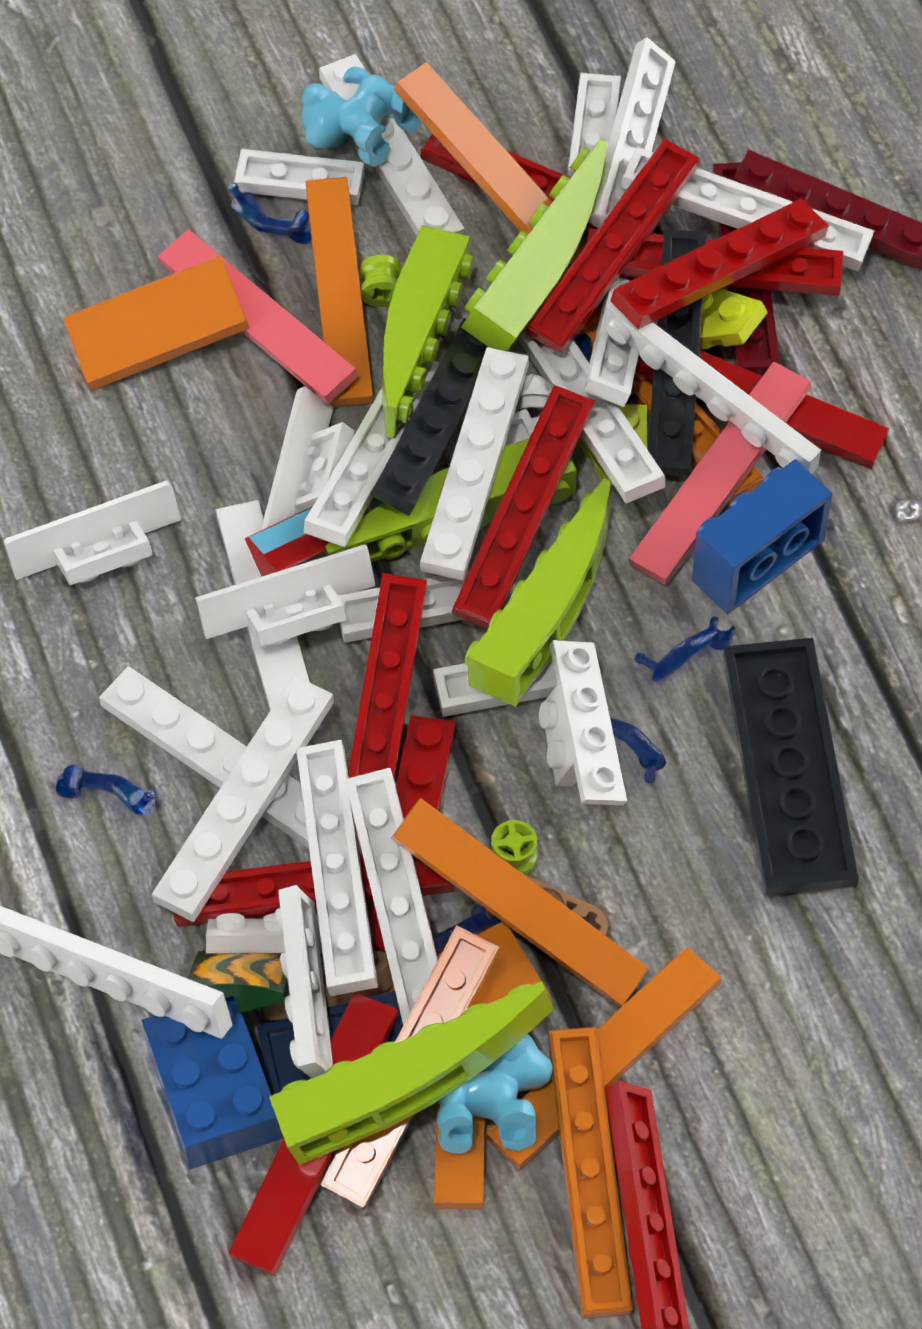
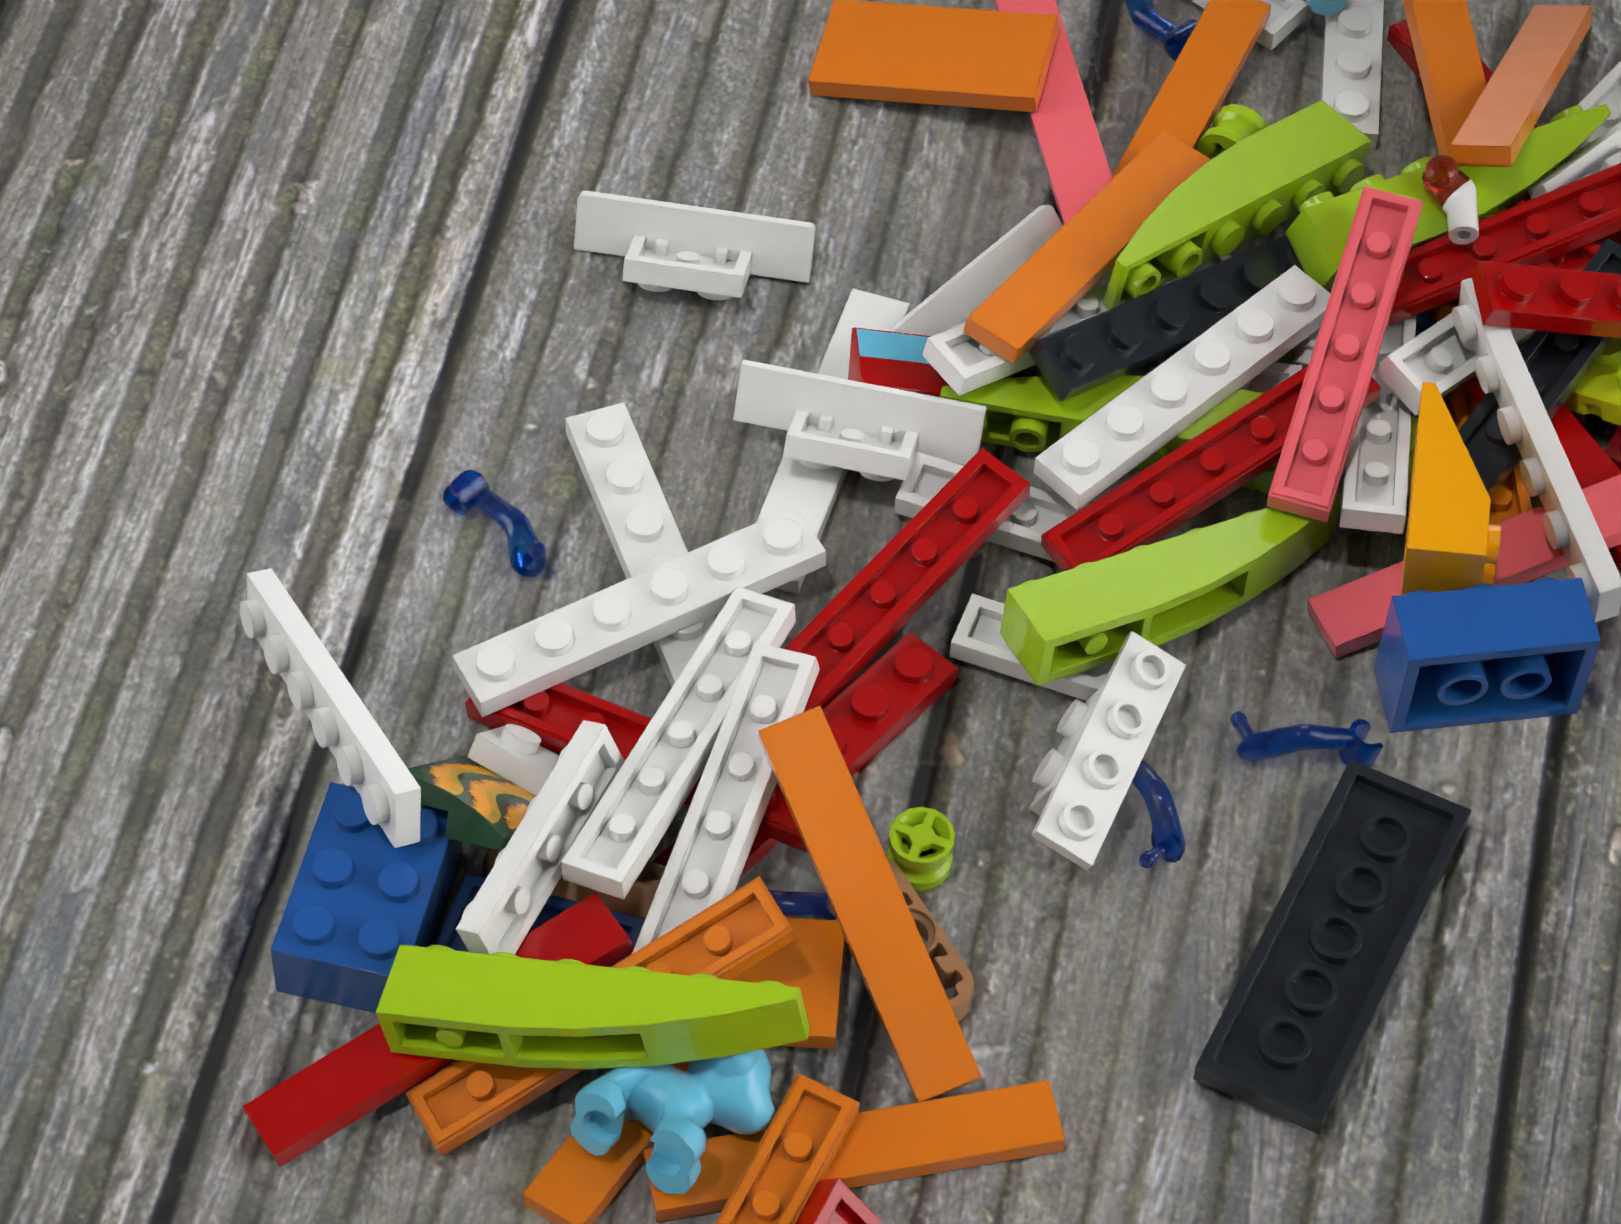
camera: 30 degrees right, 5 degrees down
(354, 404) = (1080, 250): none -> orange tile
(539, 152) = (1521, 86): none -> orange tile
(557, 250) = (1455, 195): none -> arm
(562, 390) = (1345, 354): none -> coral tile
(695, 463) = (1448, 508): none -> light orange slope

